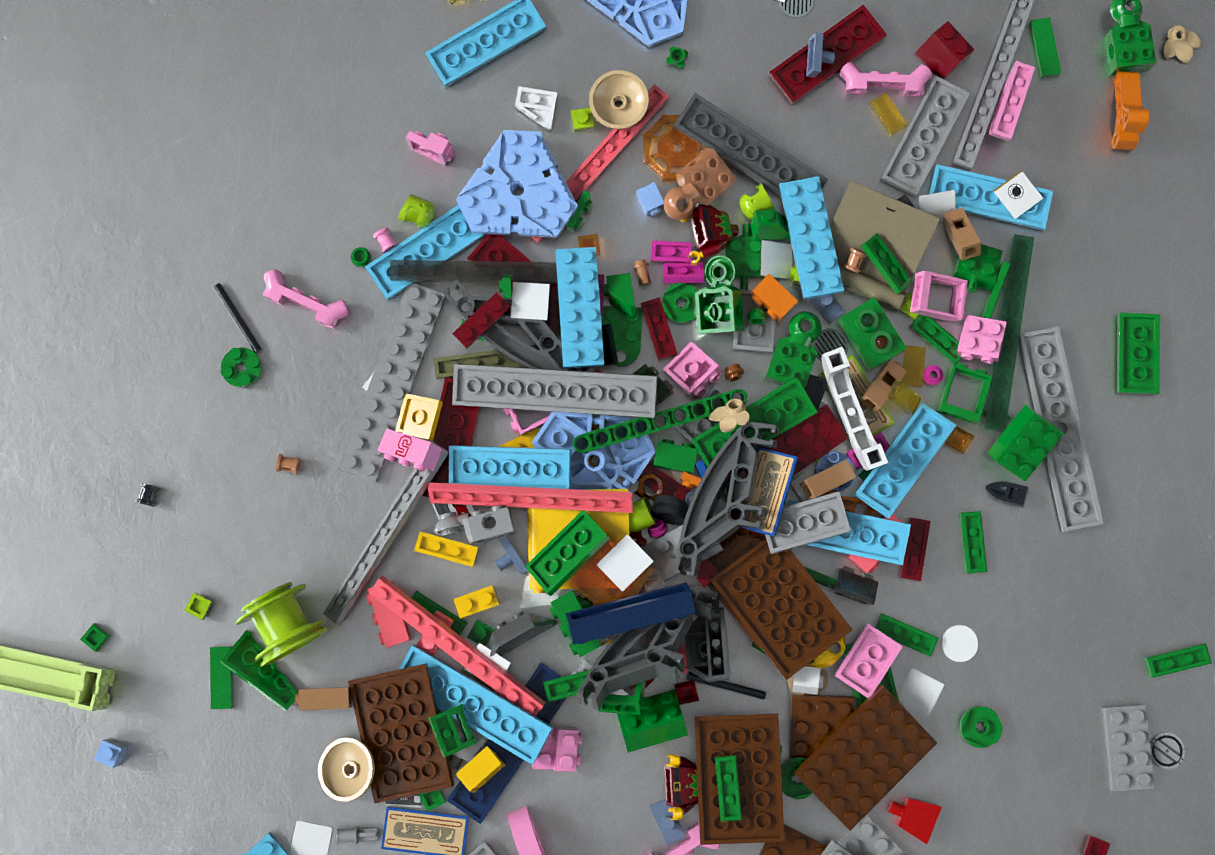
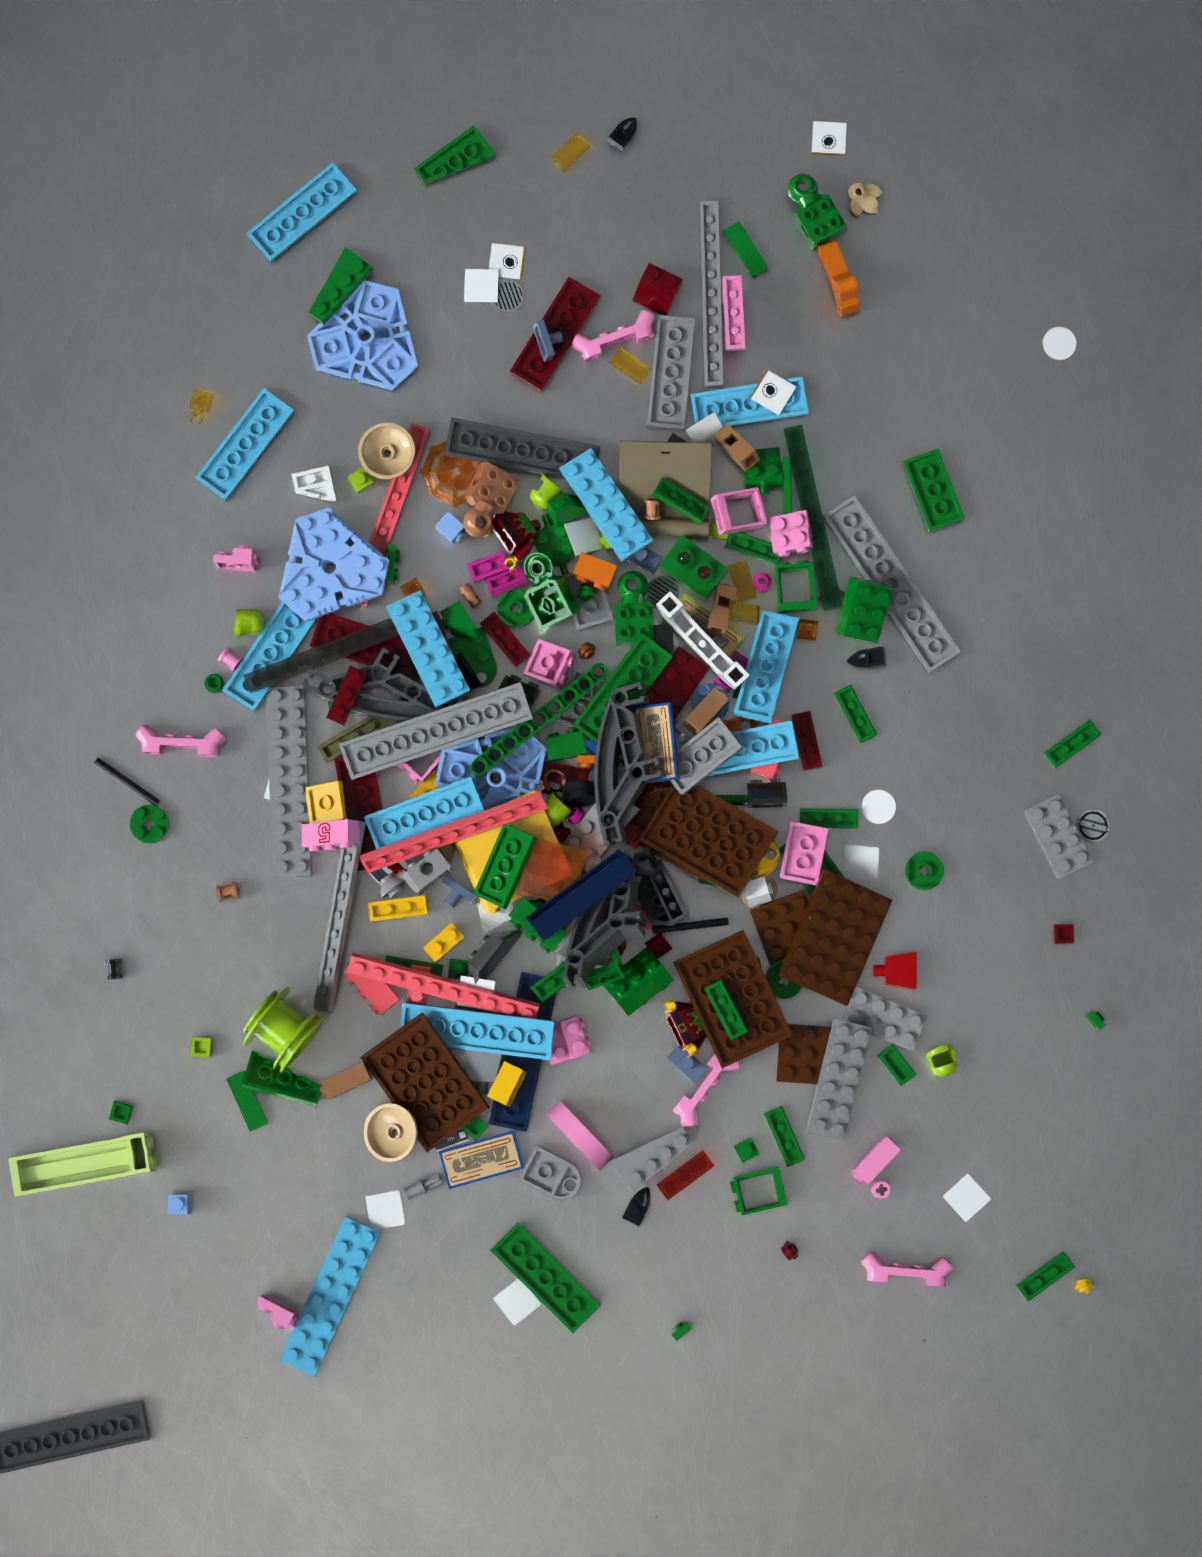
camera: 20 degrees left, 0 degrees up
(446, 732) = (465, 1063): green plate -> none
(505, 286) = (355, 656): green plate -> none
(518, 513) = (448, 851): none -> medium nougat slope
(530, 301) = (382, 661): white sticker -> none
(625, 562) = (558, 854): white sticker -> none
(675, 51) = (422, 385): green plate -> none
(730, 415) = (598, 689): tan plate -> none

